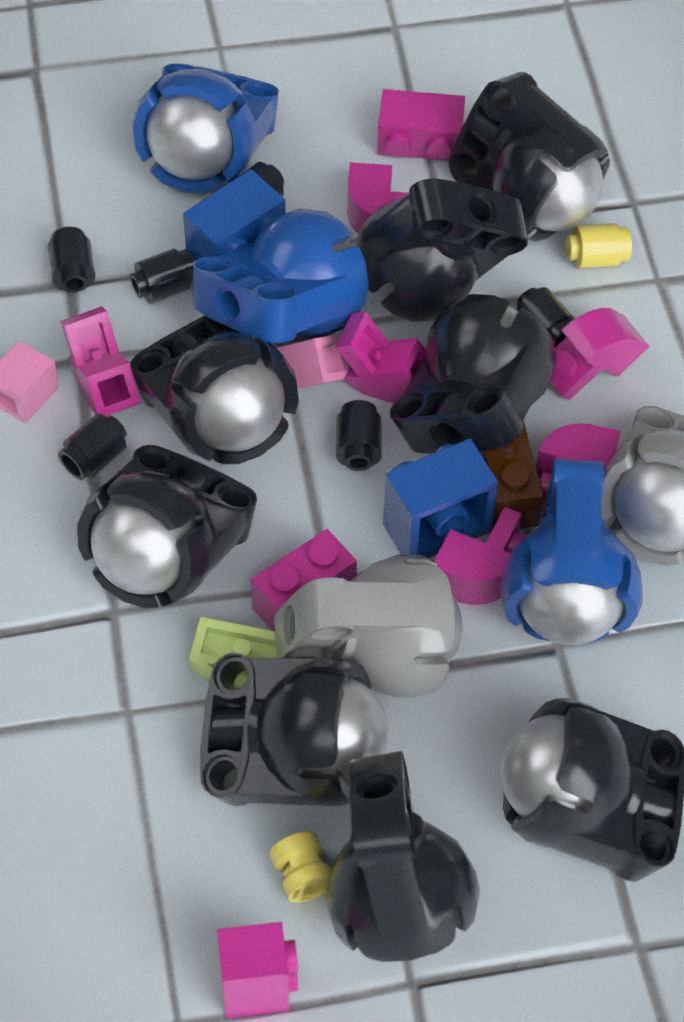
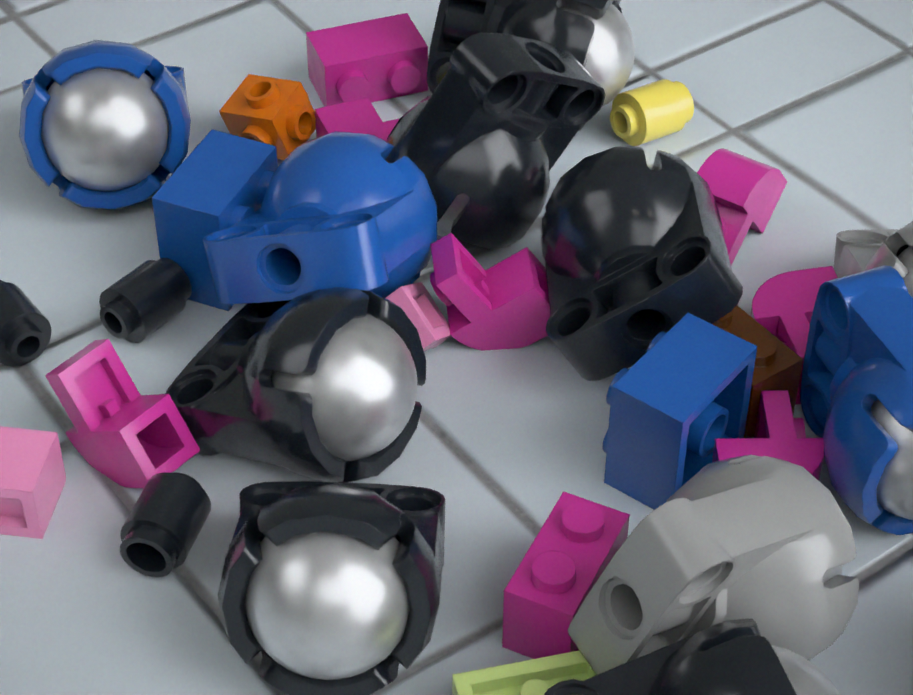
camera: 25 degrees left, 15 degrees down
(320, 154) = (270, 113): none -> orange brick
(358, 435) = (514, 387): black brick -> none

